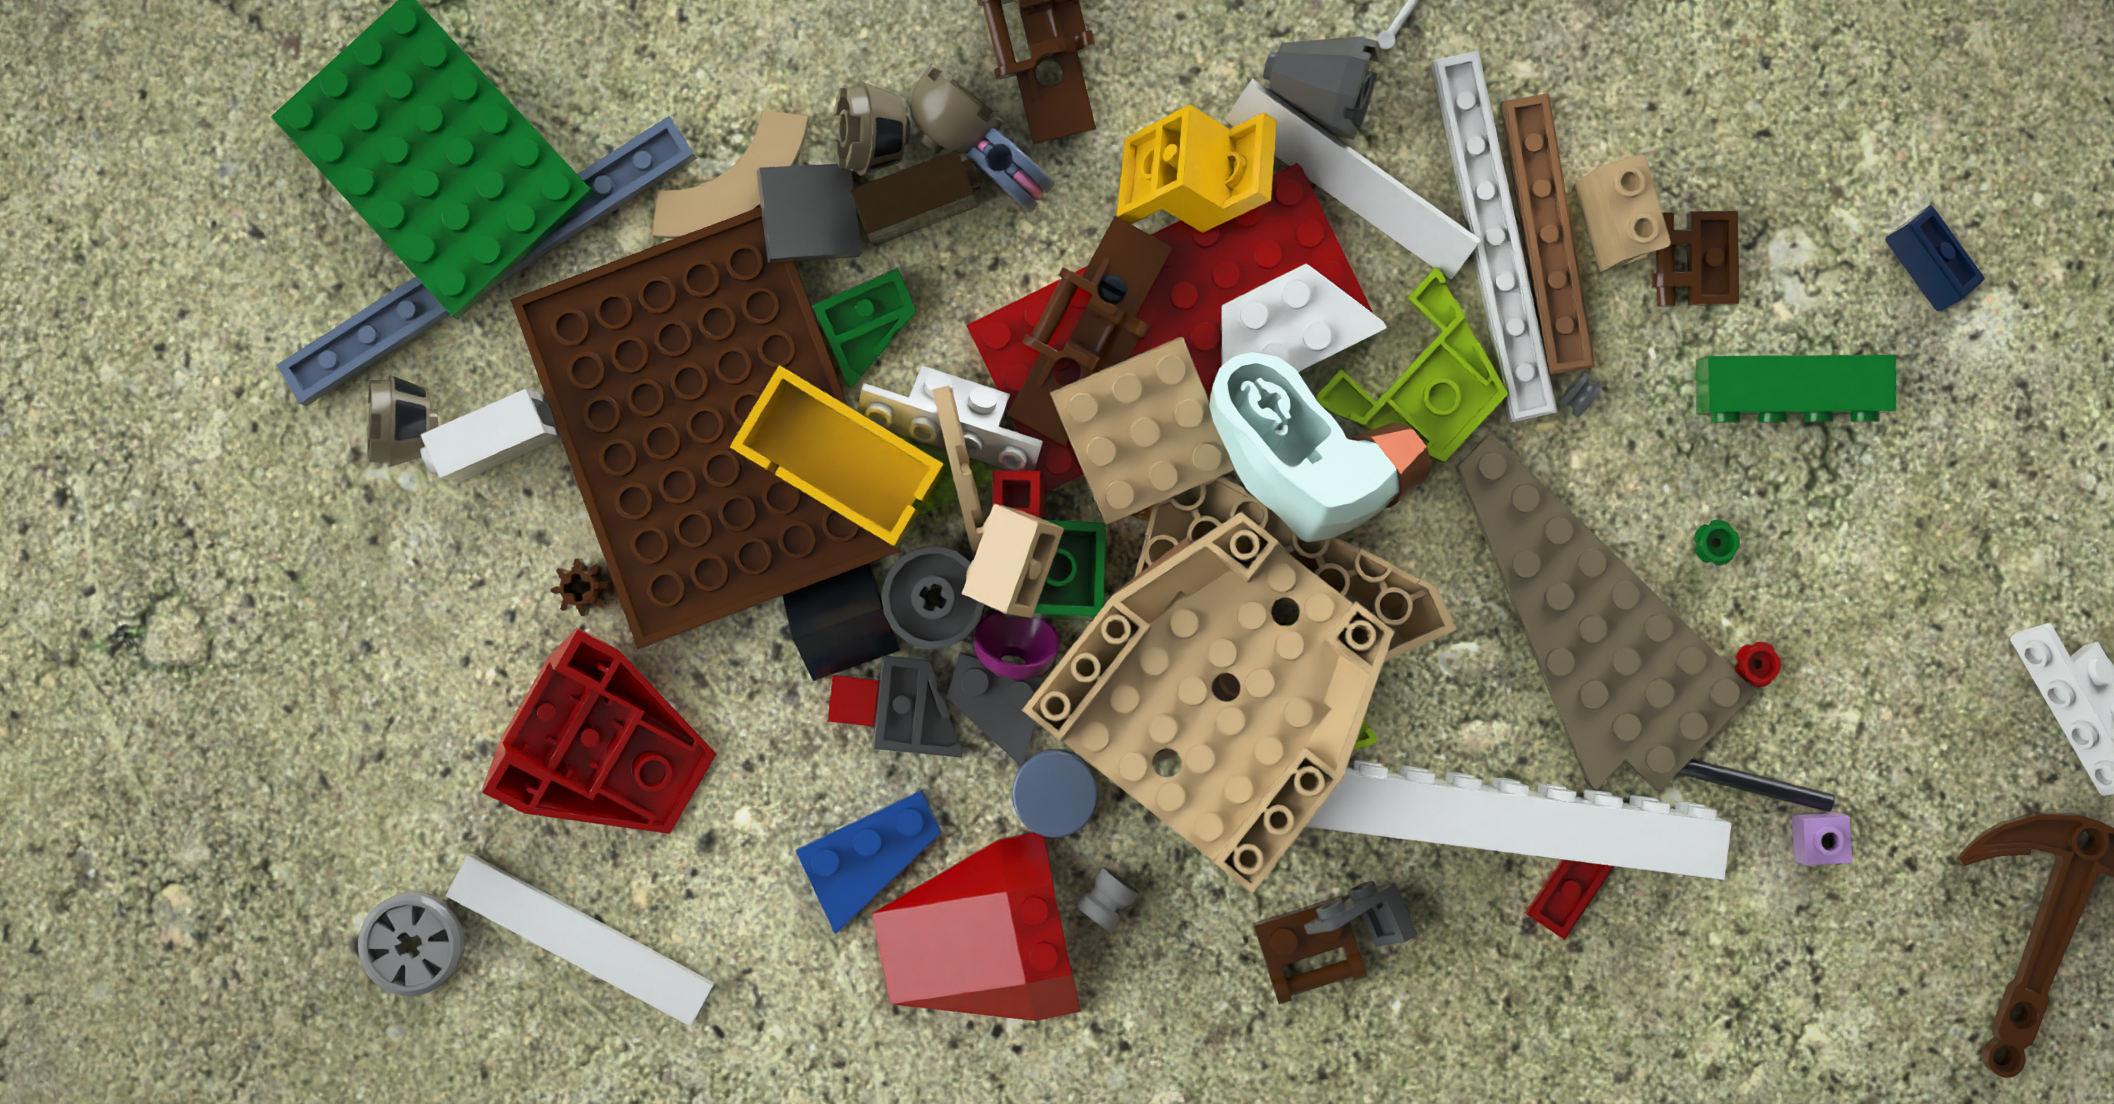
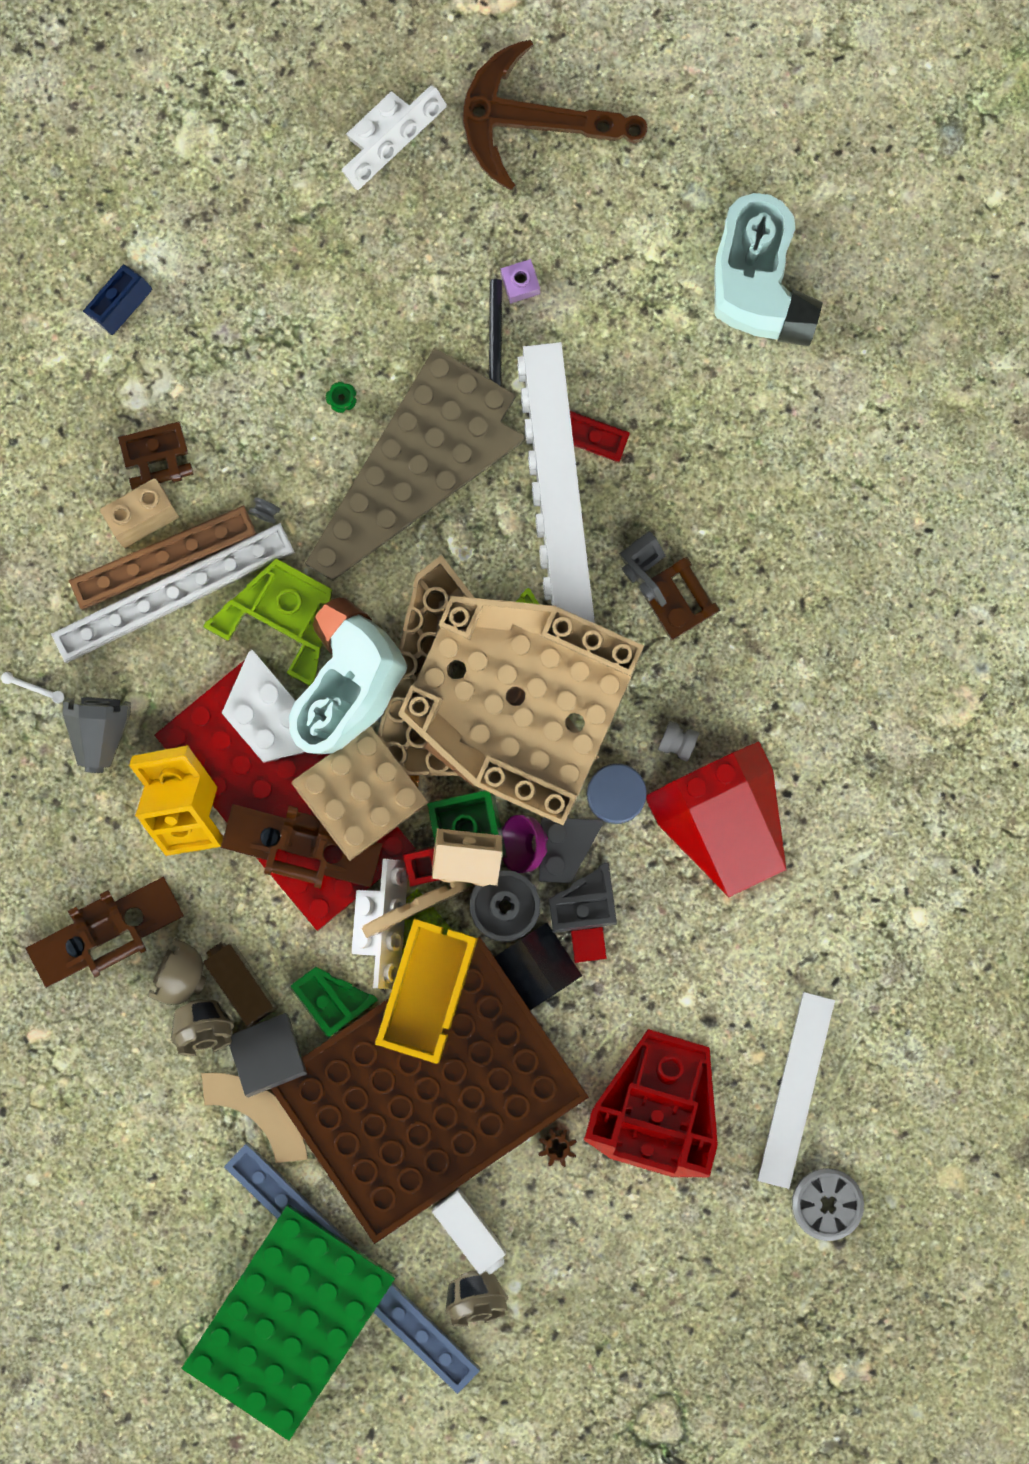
camera: 110 degrees left, 5 degrees down
(865, 855) = (690, 911): blue wing -> none
(1010, 170) = (206, 925): sand blue head -> none
(1359, 183) = (158, 692): white tile -> none
(1769, 666) = (411, 343): red plate -> none
(1796, 385) = (225, 372): green brick -> none

